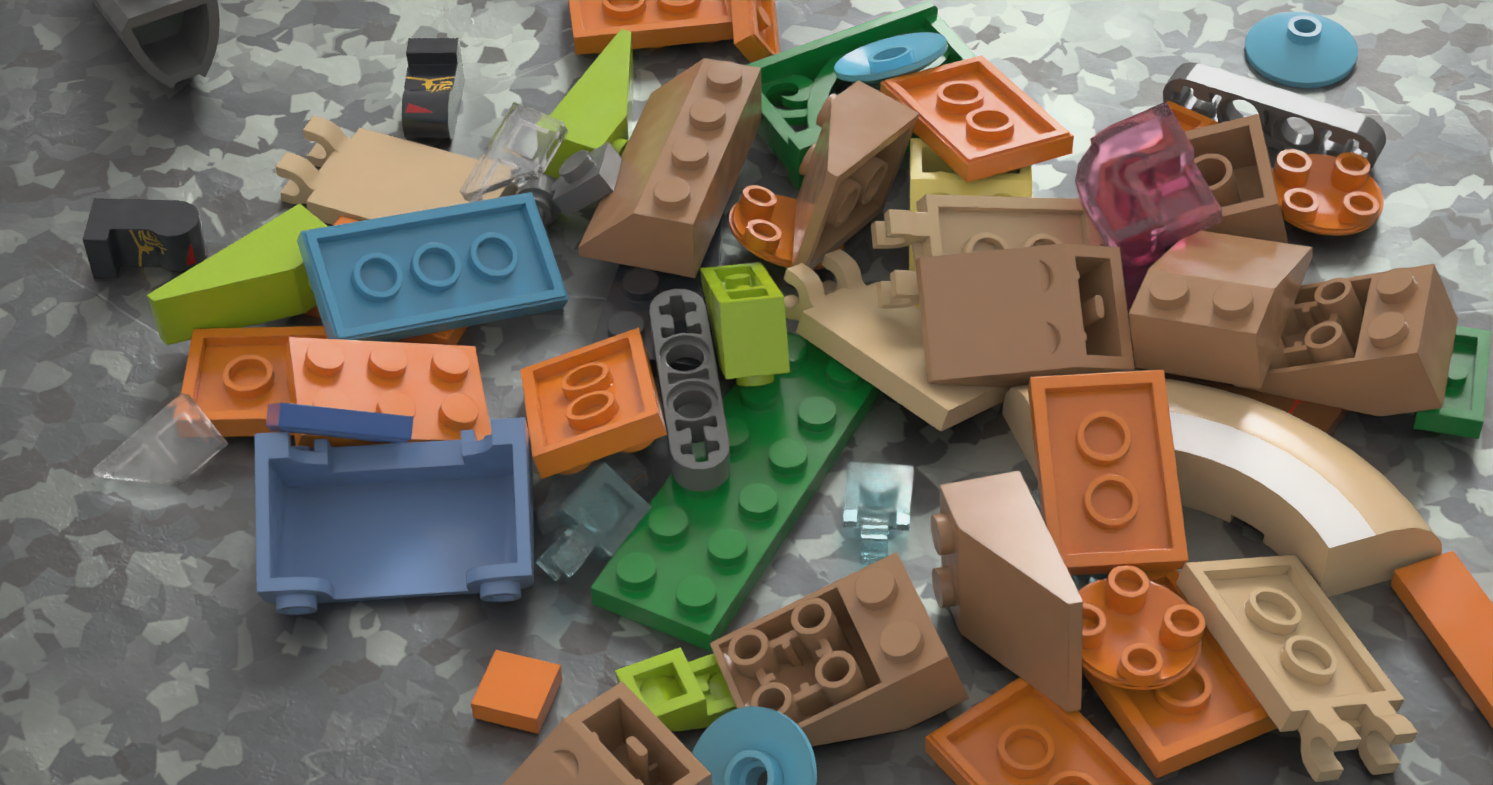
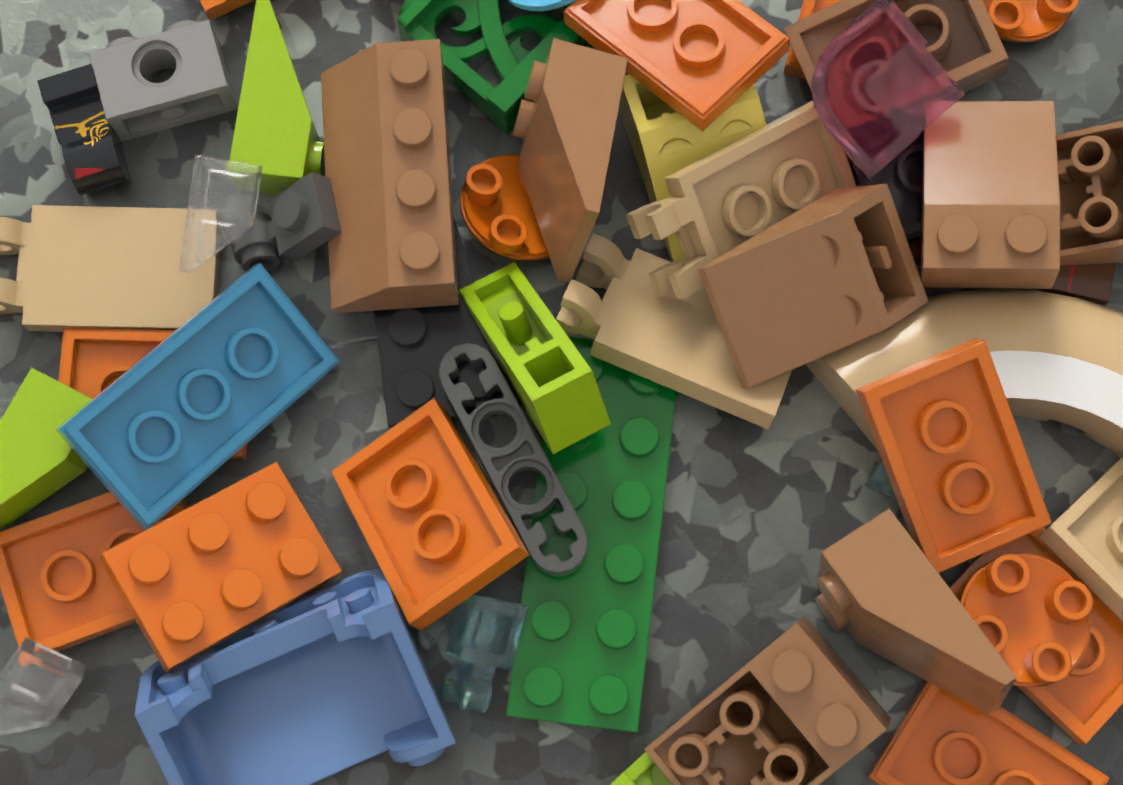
camera: 20 degrees left, 30 degrees up
(339, 423) = (205, 657): blue tile -> none
(509, 68) = (193, 93): none -> light grey brick
(877, 502) = (729, 514): clear light blue plate -> none

